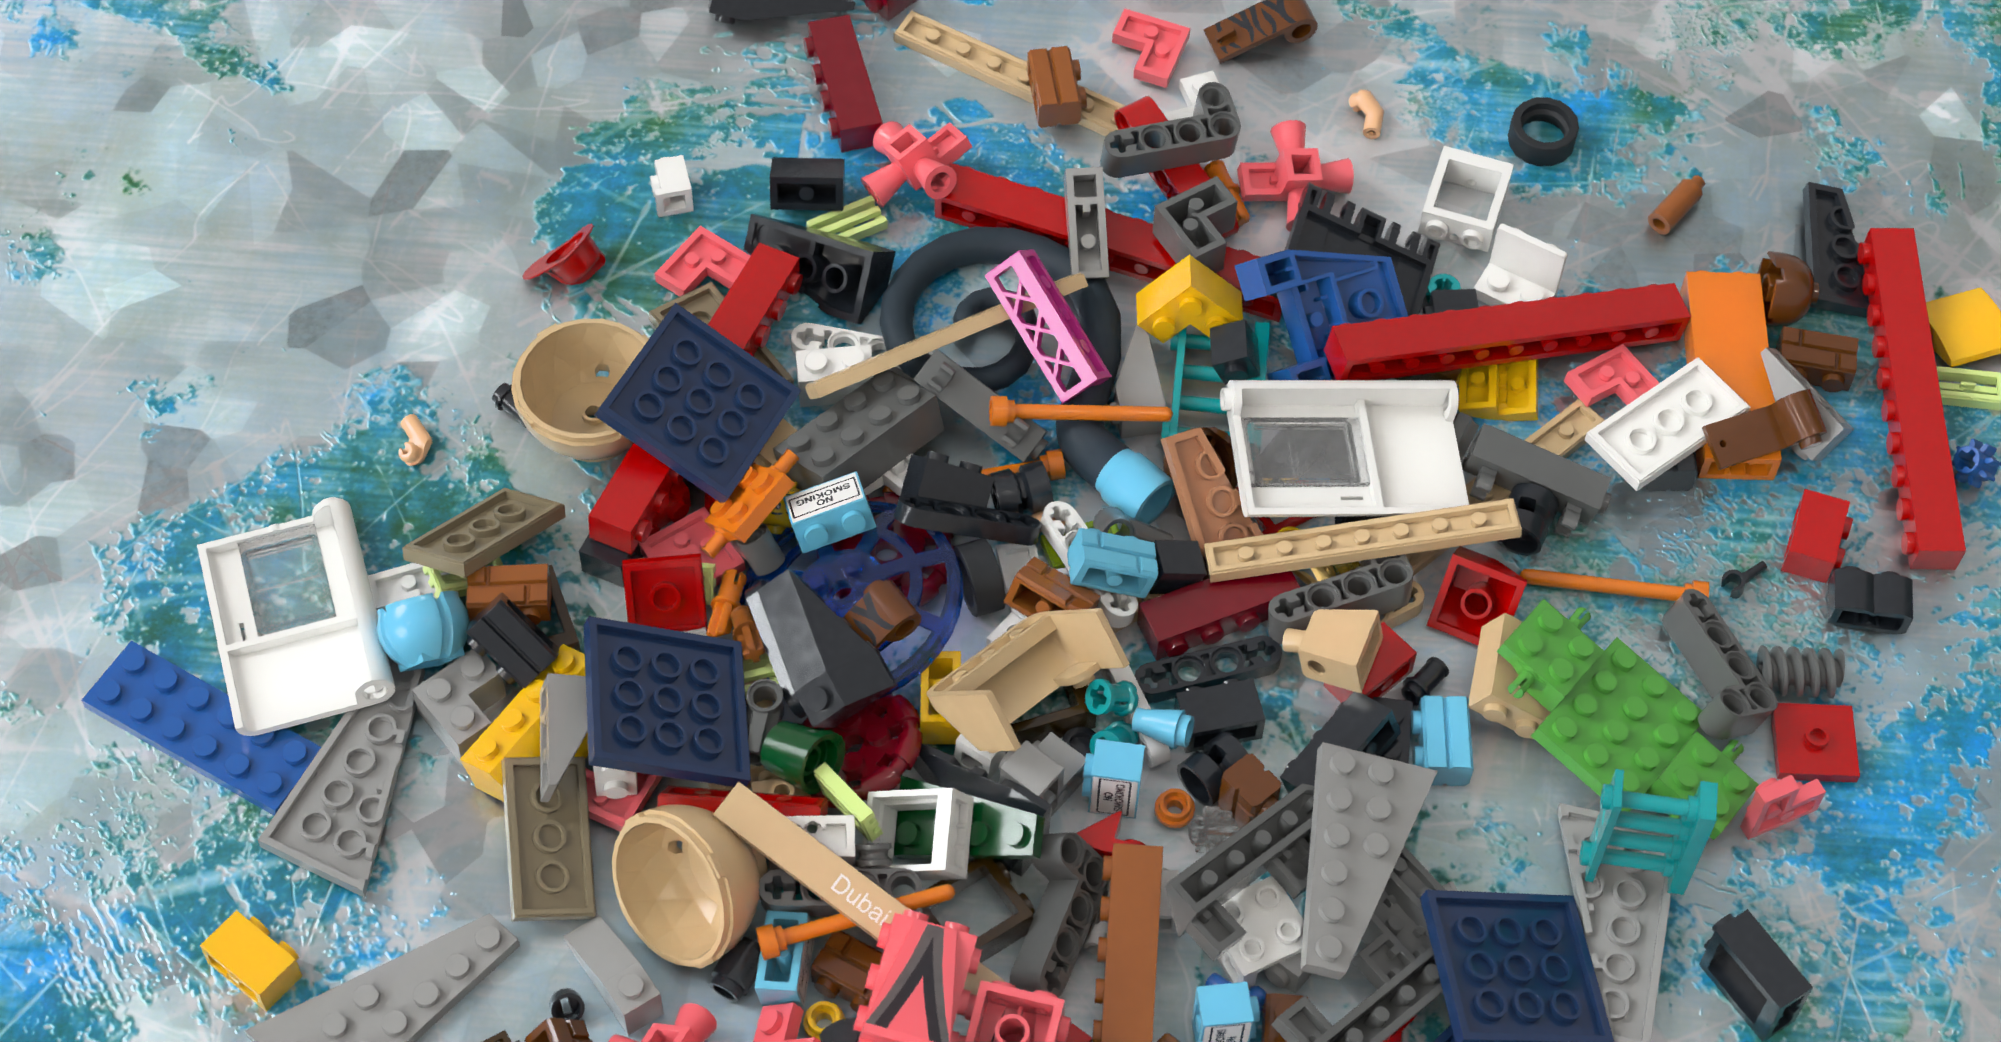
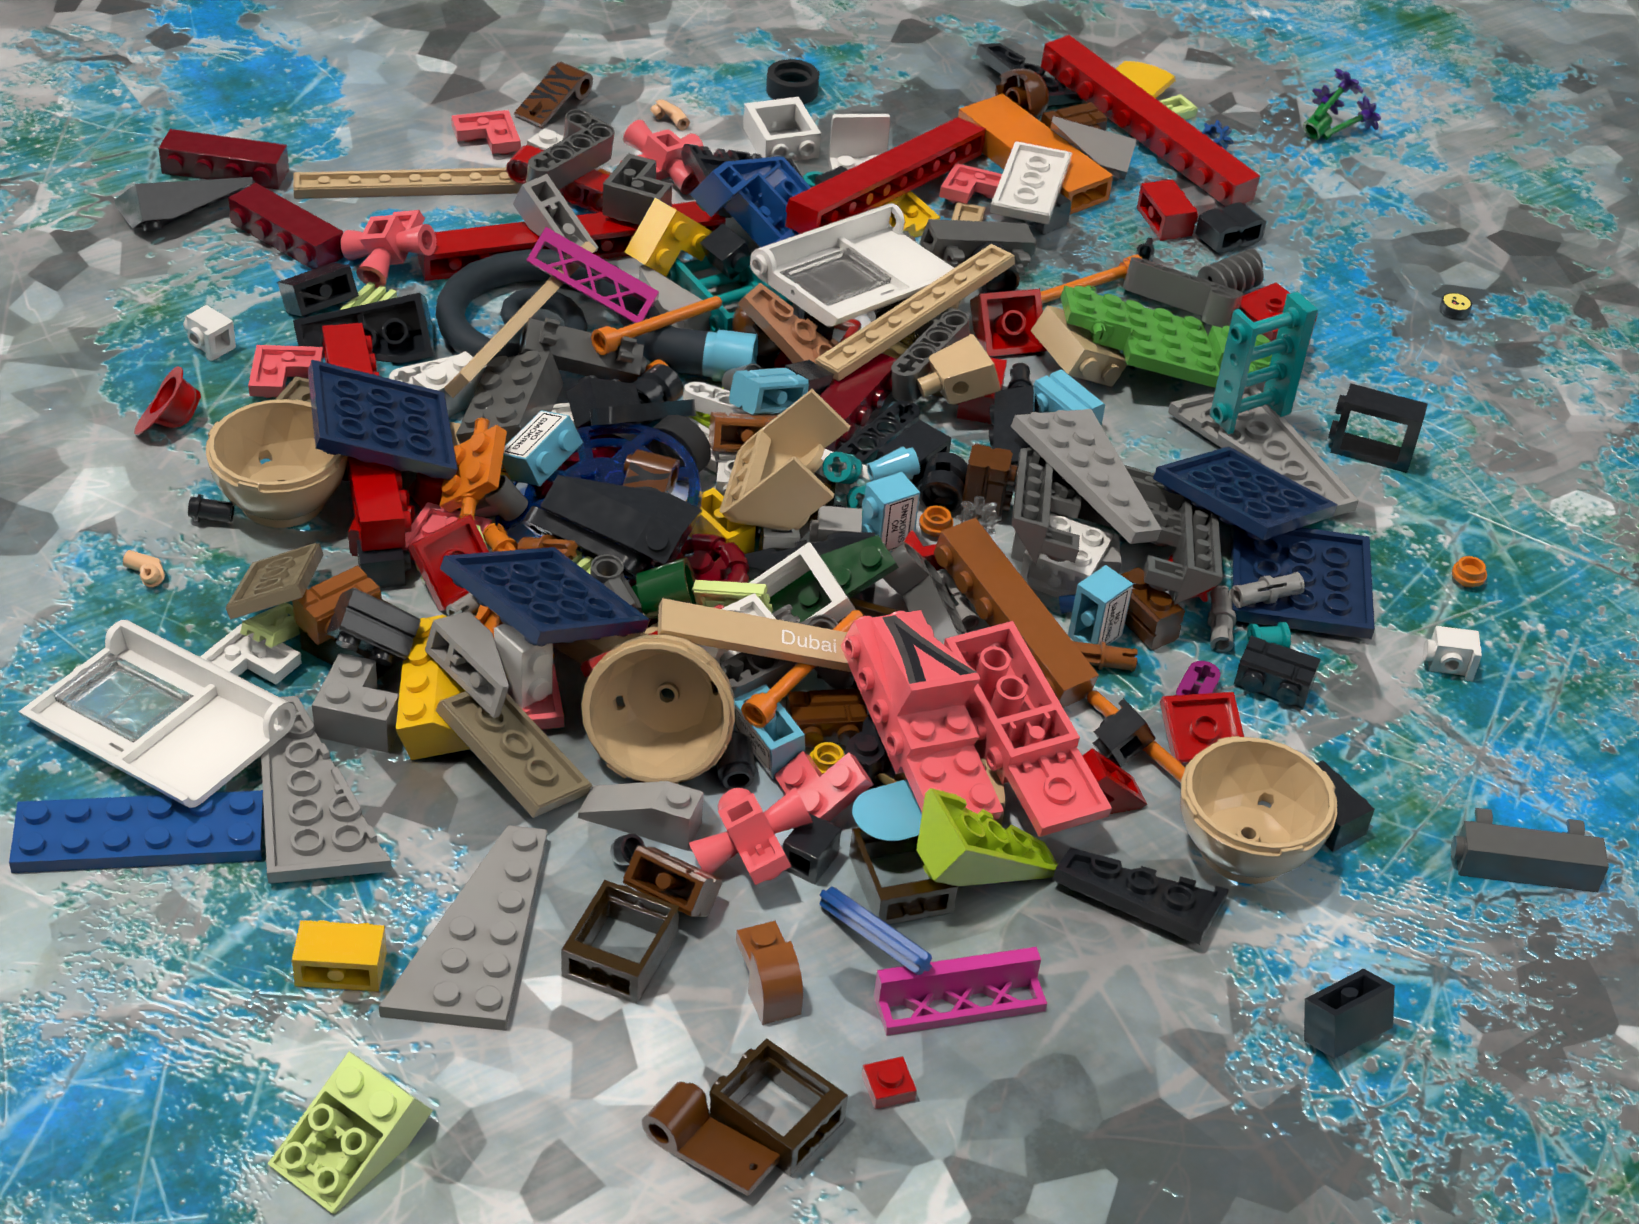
camera: 40 degrees left, 15 degrees down
(423, 630) = (289, 657): medium azure piece -> none
(1055, 86) = (448, 168): dark orange brick -> none
(1676, 205) = (911, 88): dark orange cylinder -> none
(1766, 430) = (1095, 157): reddish brown door -> none

